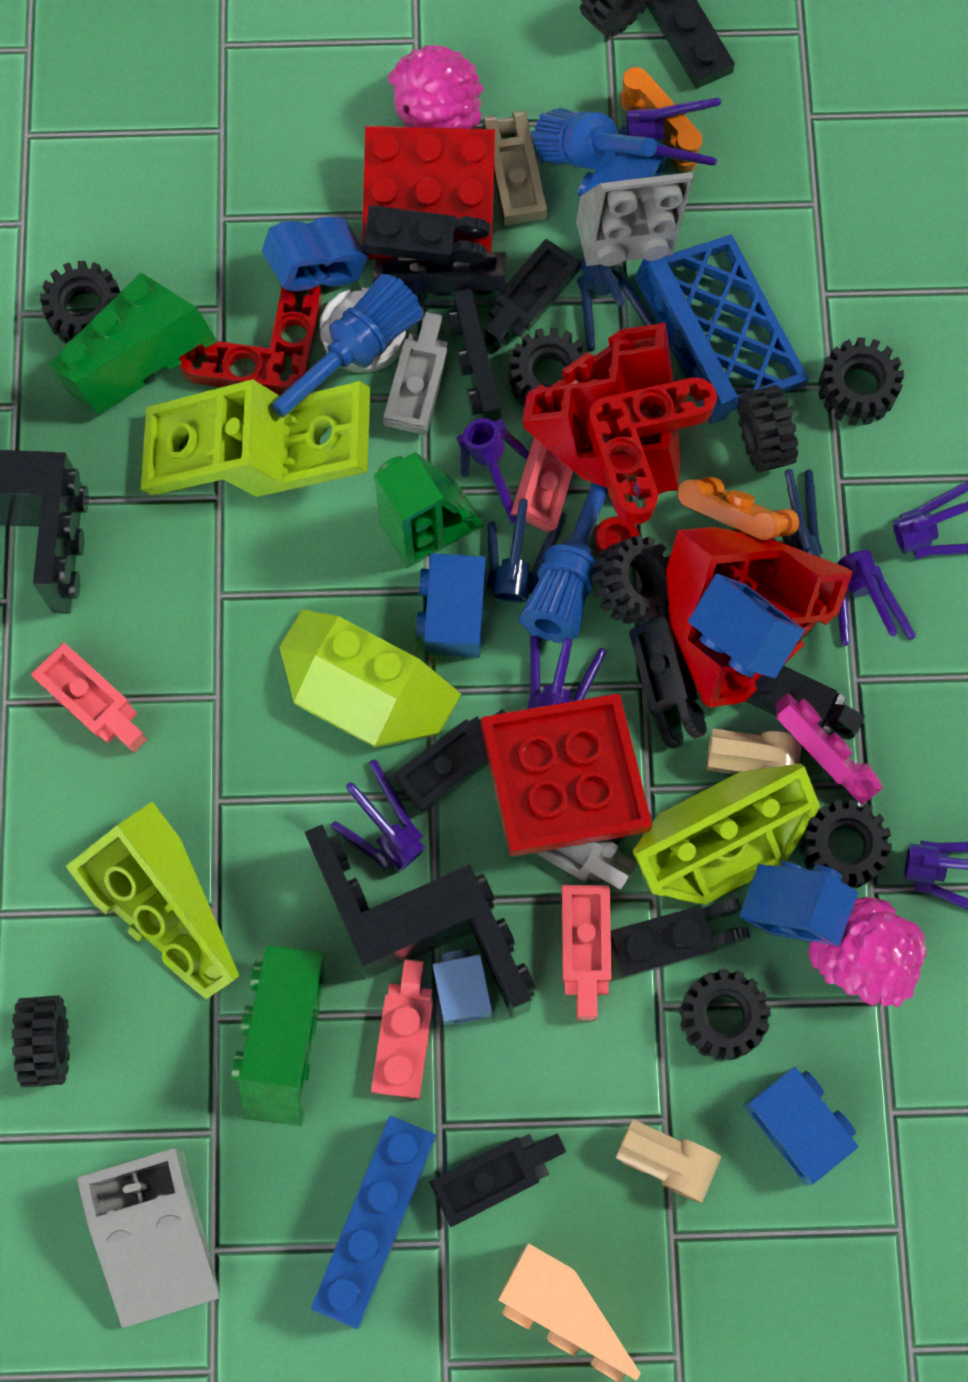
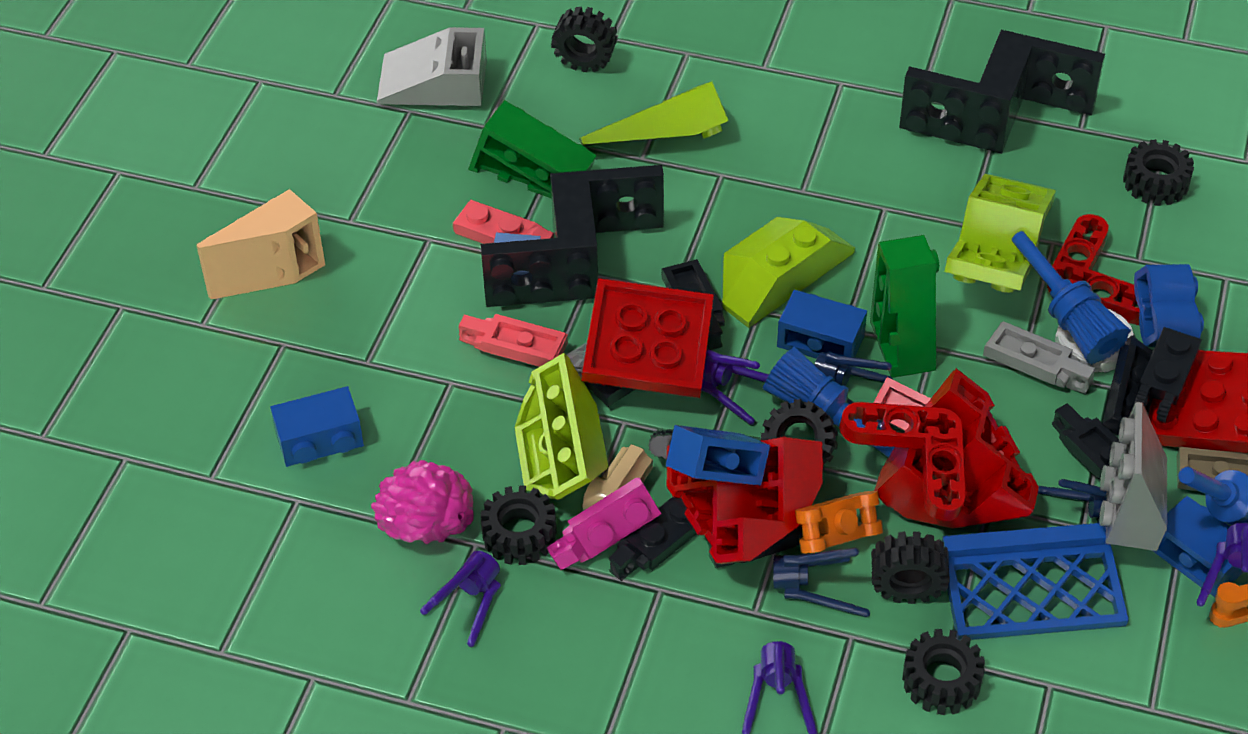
camera: 110 degrees right, 25 degrees down
(89, 697) = (823, 117): coral hinge -> none
(129, 342) = (1111, 181): green wedge -> none
(374, 1222) = (382, 177): blue brick -> none
(397, 845) = (643, 251): dark purple plant -> none
(474, 357) = (1044, 395): black plate -> none
(485, 444) = (946, 354): dark purple plant -> none
(494, 1176) = (377, 250): black hinge -> none
(537, 349) = (1033, 431): black tyre -> none
(612, 531) = (848, 457): red tile -> none
(673, 938) = (497, 398): black hinge -> none
(678, 1164) = (328, 351): tan piece -> none
(749, 998) = (427, 424): black tyre -> none
(799, 903) = (480, 456): blue brick -> none
(869, 580) = (749, 607): dark purple plant -> none

